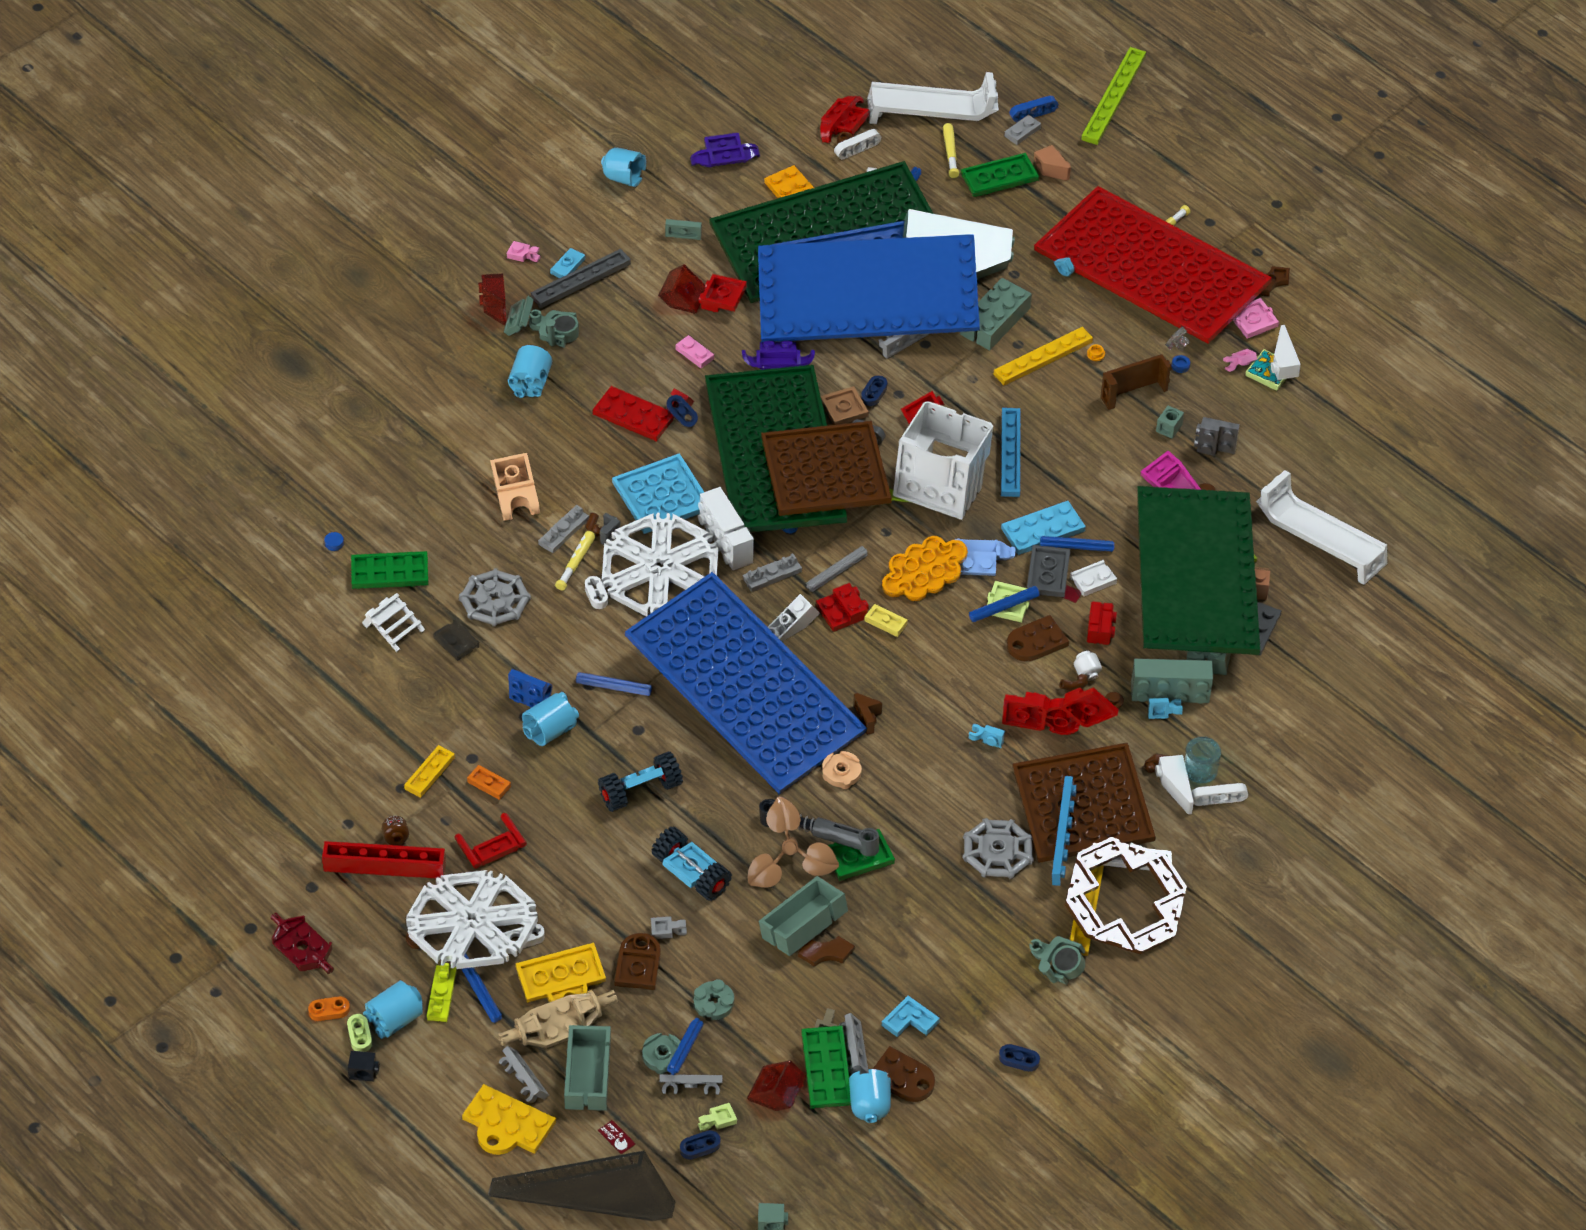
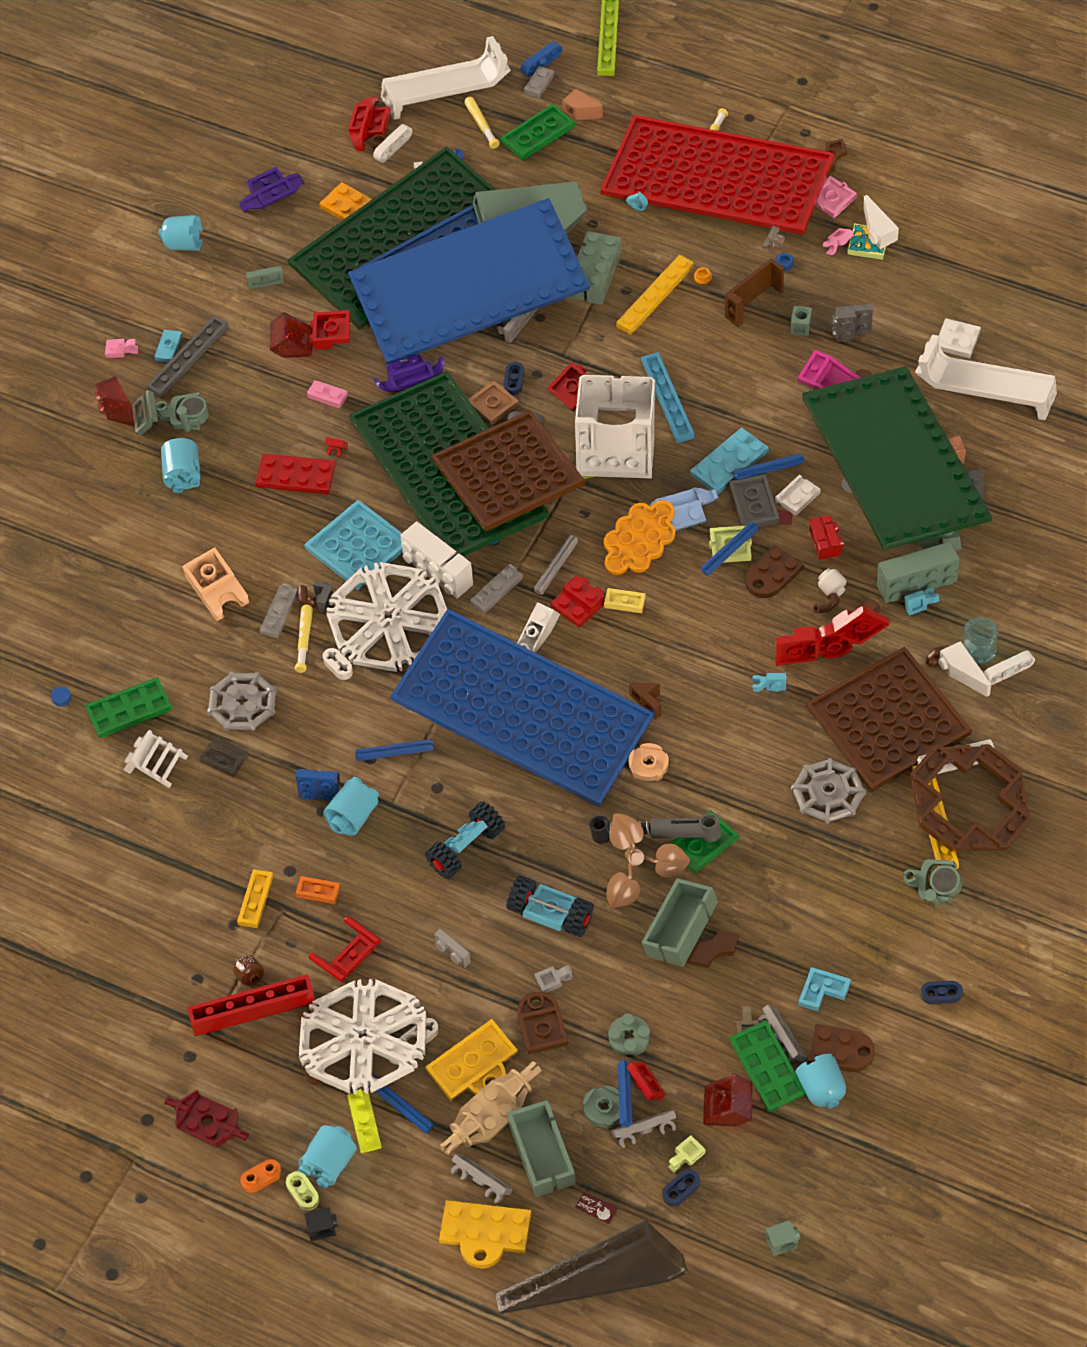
camera: 15 degrees left, 5 degrees up
(588, 874) = (450, 946): none -> light grey plate
(682, 410) = (342, 456): dark blue plate -> none
(710, 1043) = (646, 1081): none -> red plate
(1063, 837) = (888, 760): dark azure plate -> none
(1315, 484) = (958, 337): none -> white plate

